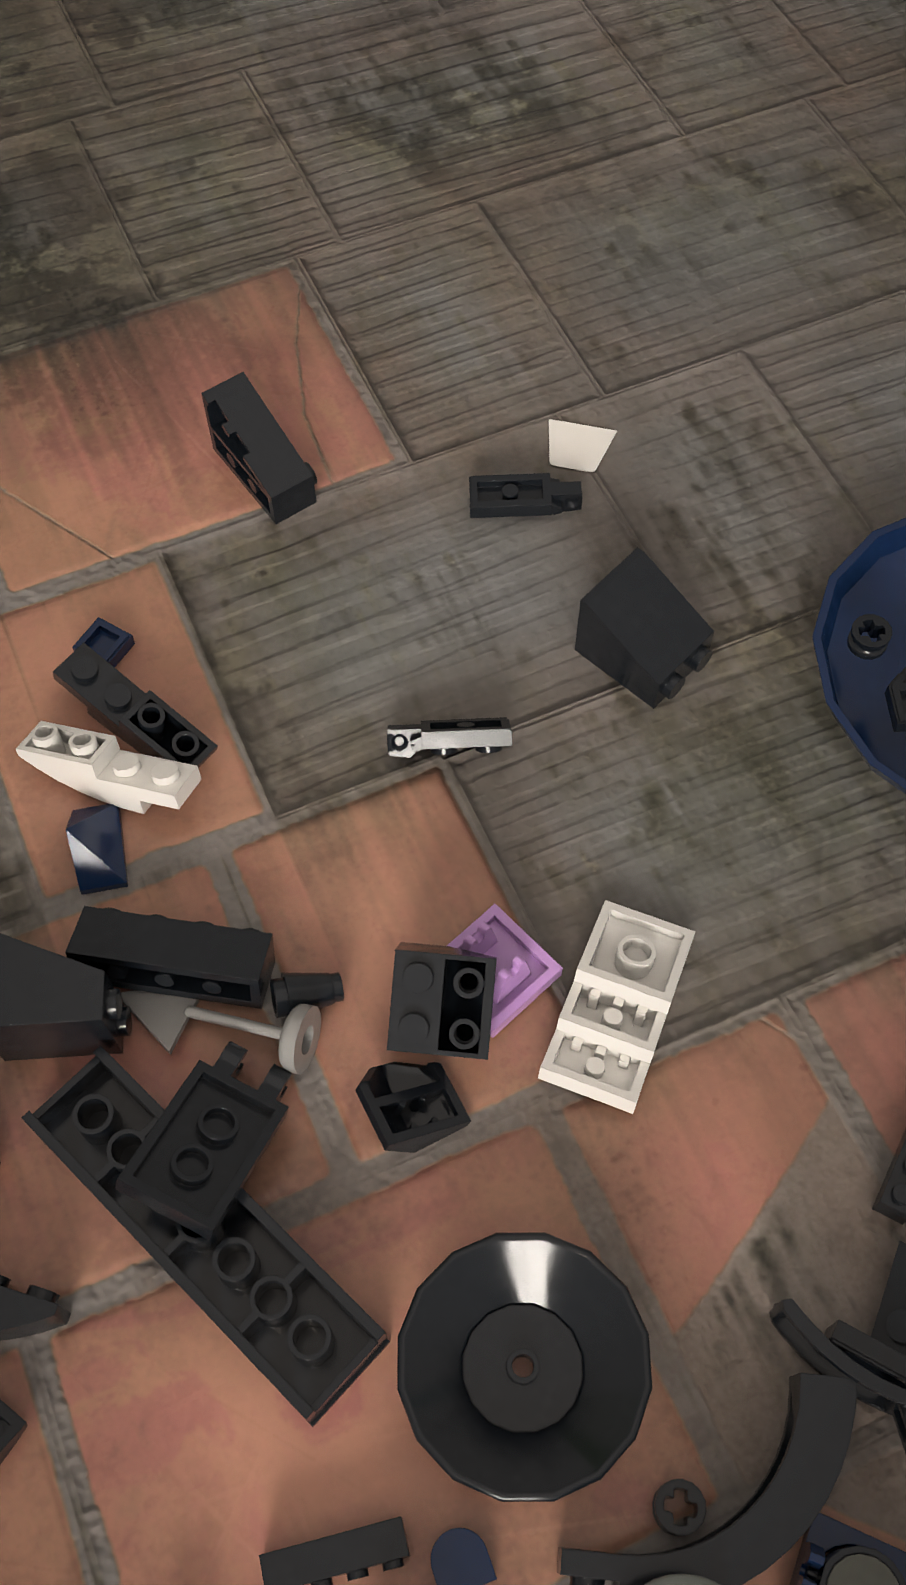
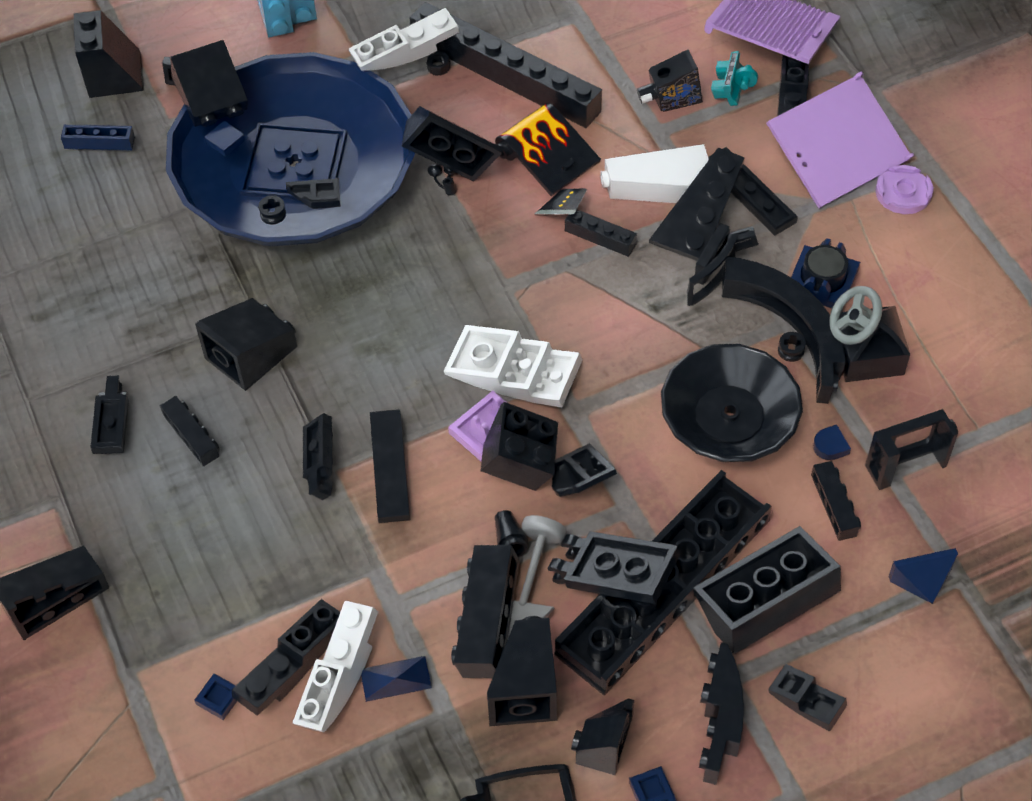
camera: 90 degrees left, 5 degrees down
(155, 1400) = (768, 589): none -> black slope
(439, 830) = (389, 466): none -> black tile
(500, 584) = (189, 430): none -> black piece
(577, 445) = (59, 387): white sticker -> none

